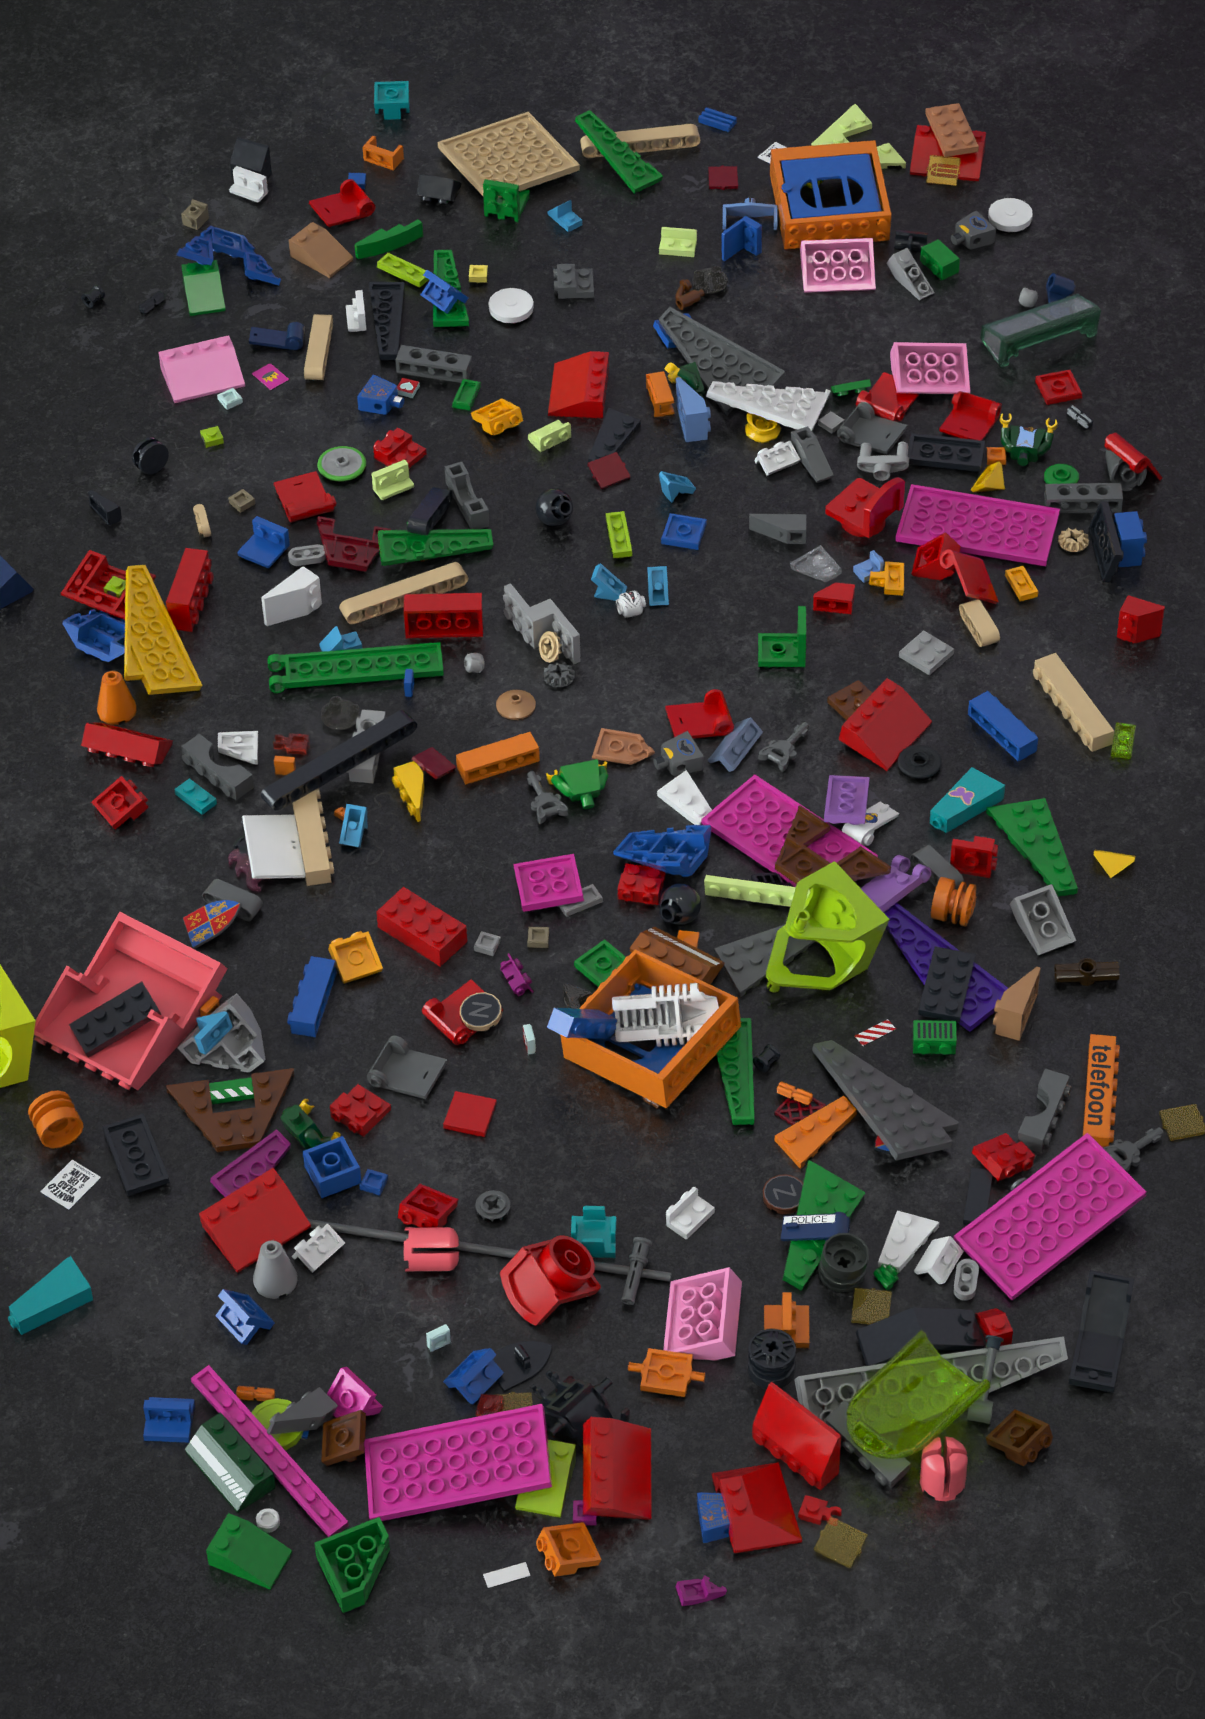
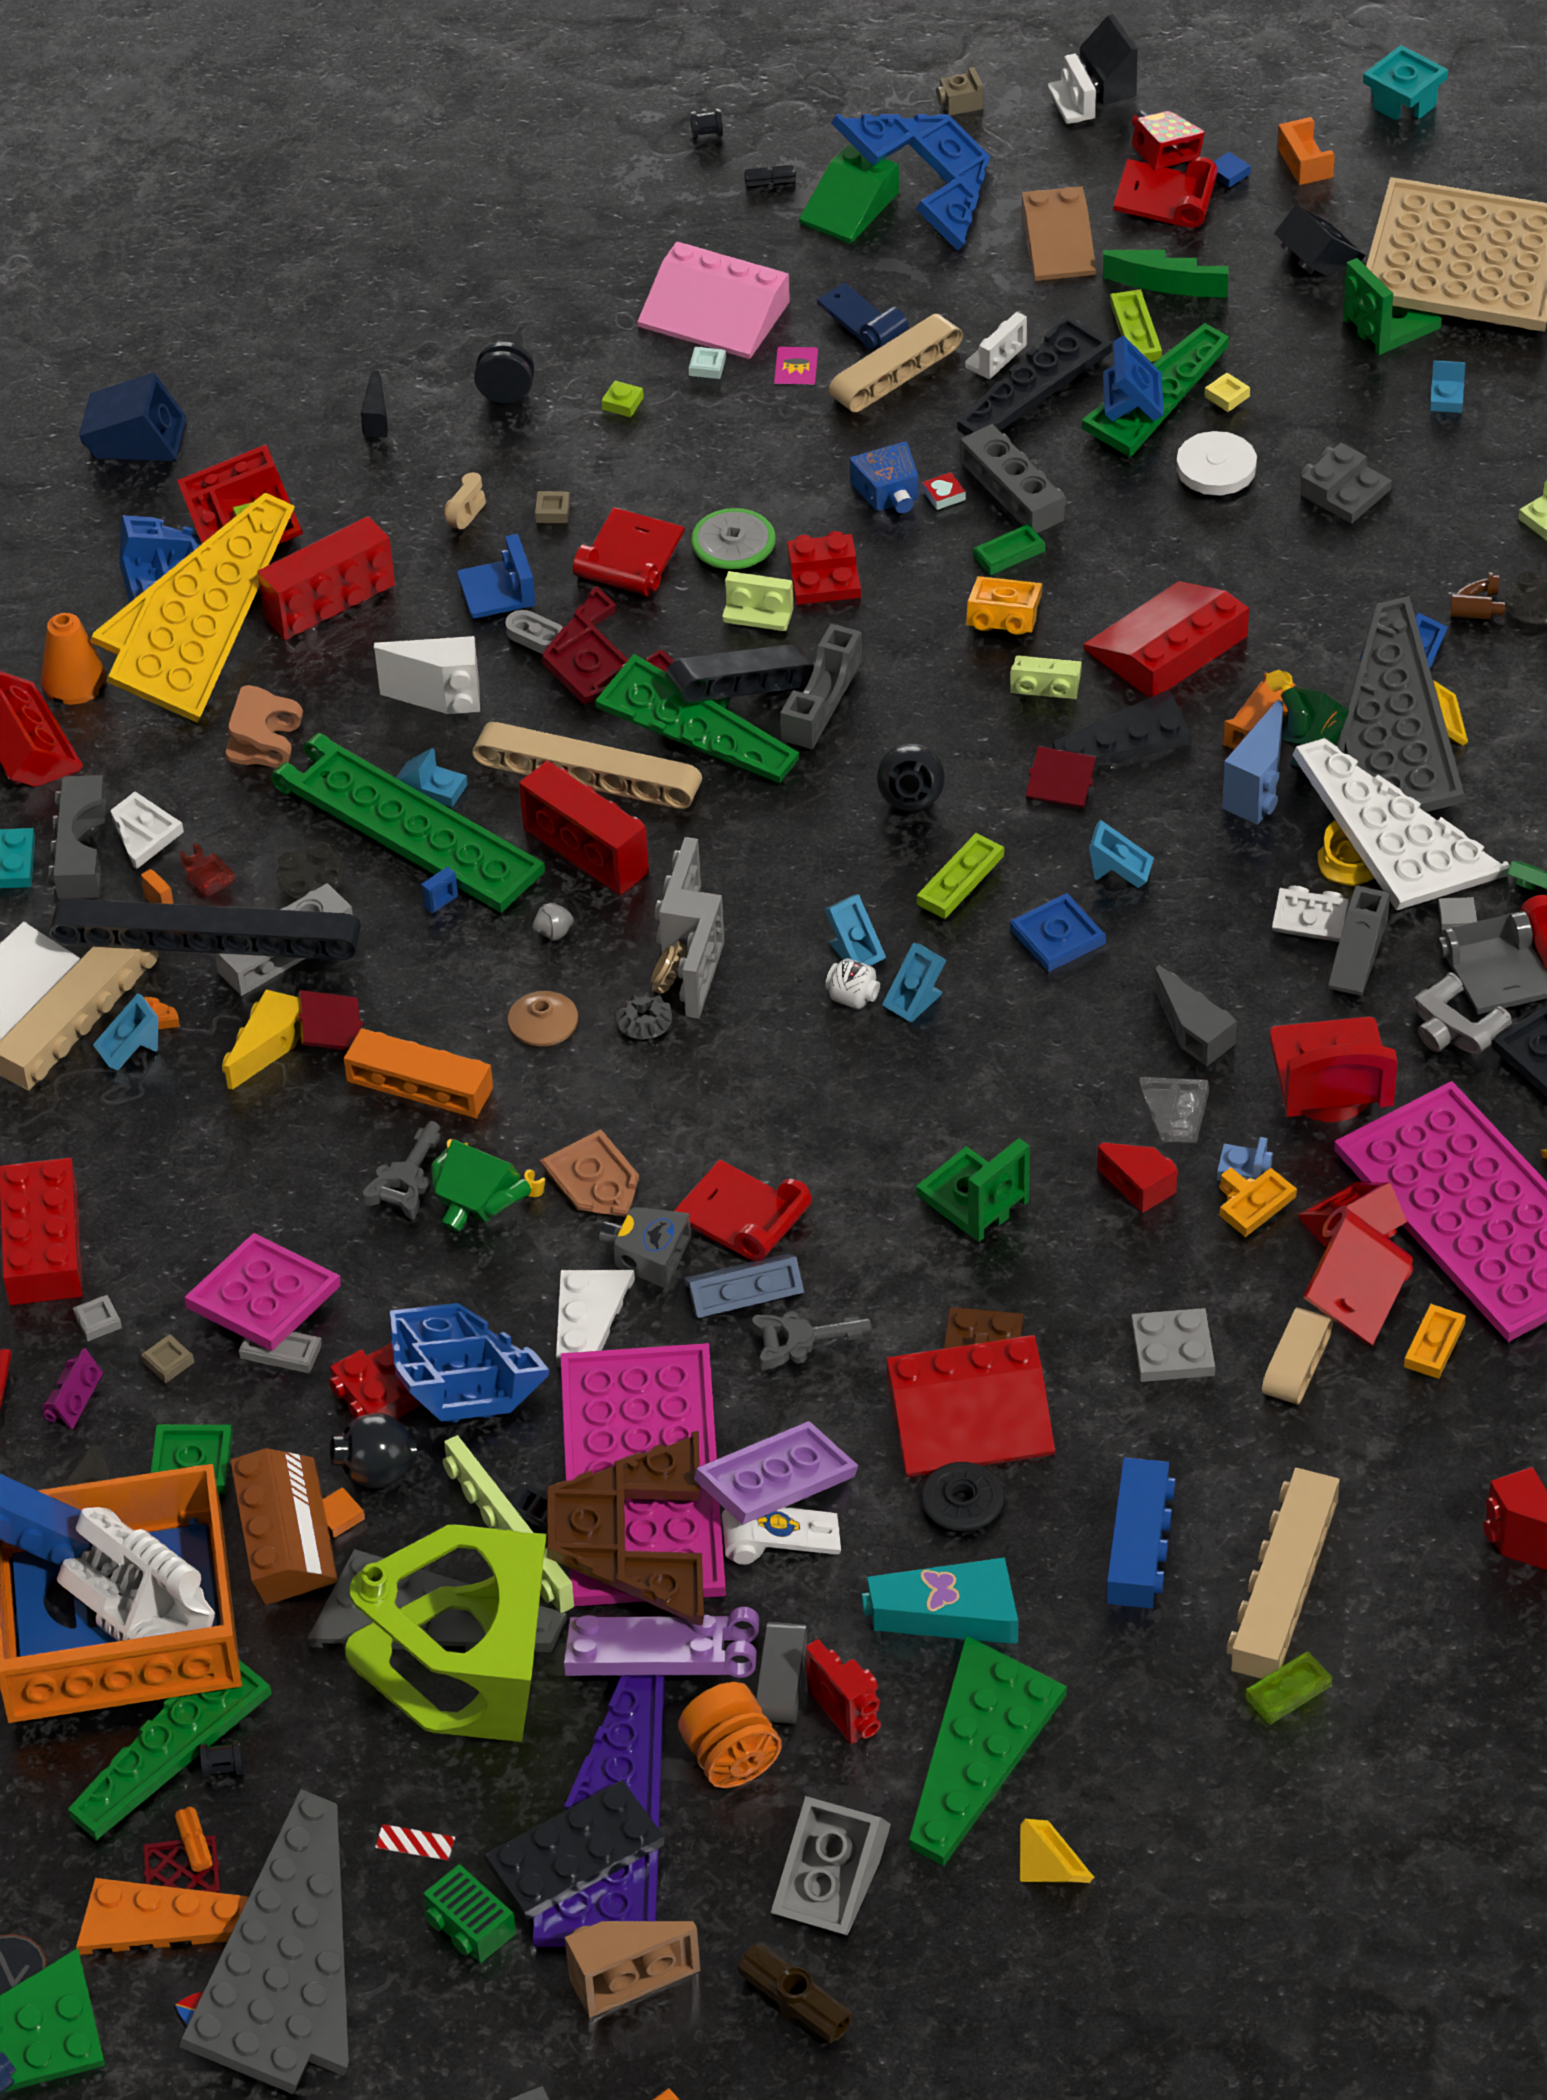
camera: 45 degrees right, 0 degrees up
(236, 674) = (253, 724): none -> nougat piece
(315, 182) = (1166, 139): none -> red torso

